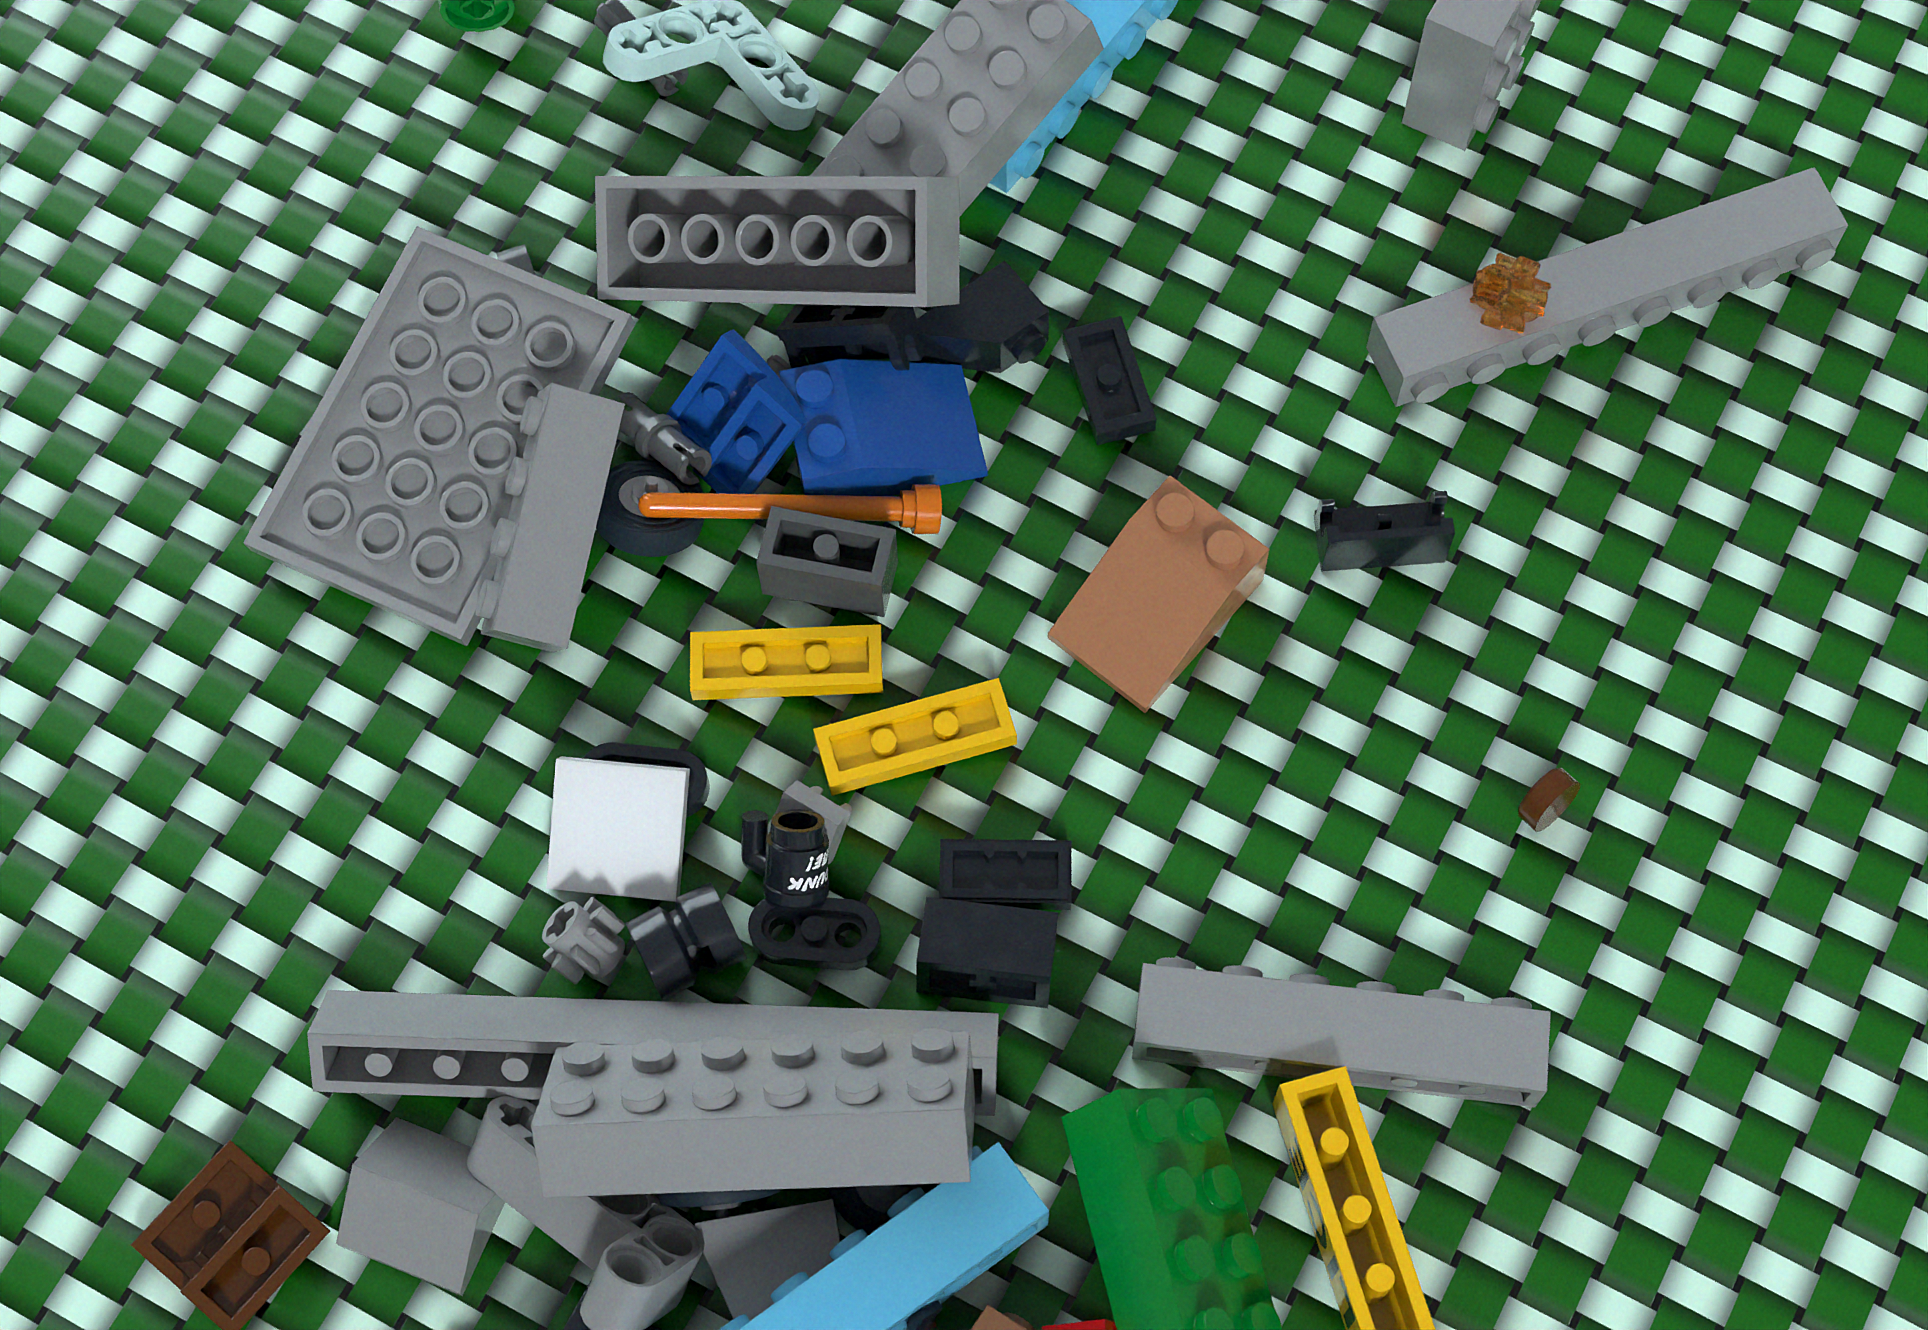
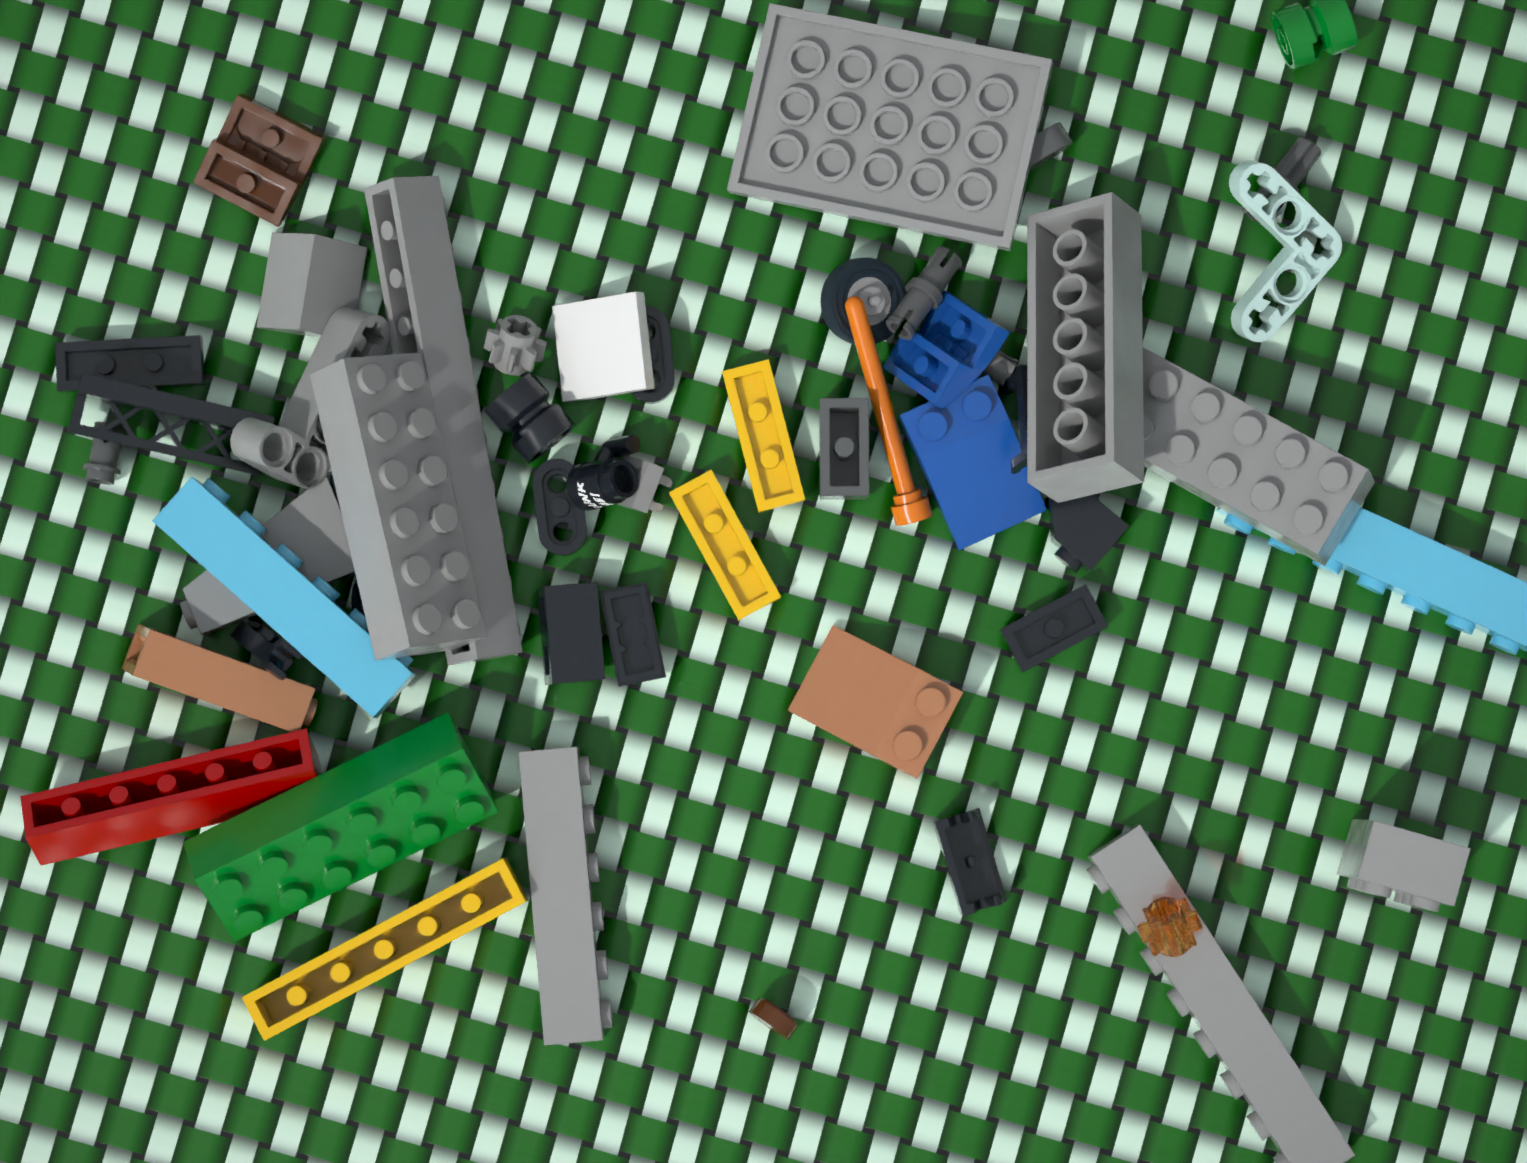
camera: 75 degrees right, 20 degrees up
(551, 517) = (827, 233): light grey brick -> none

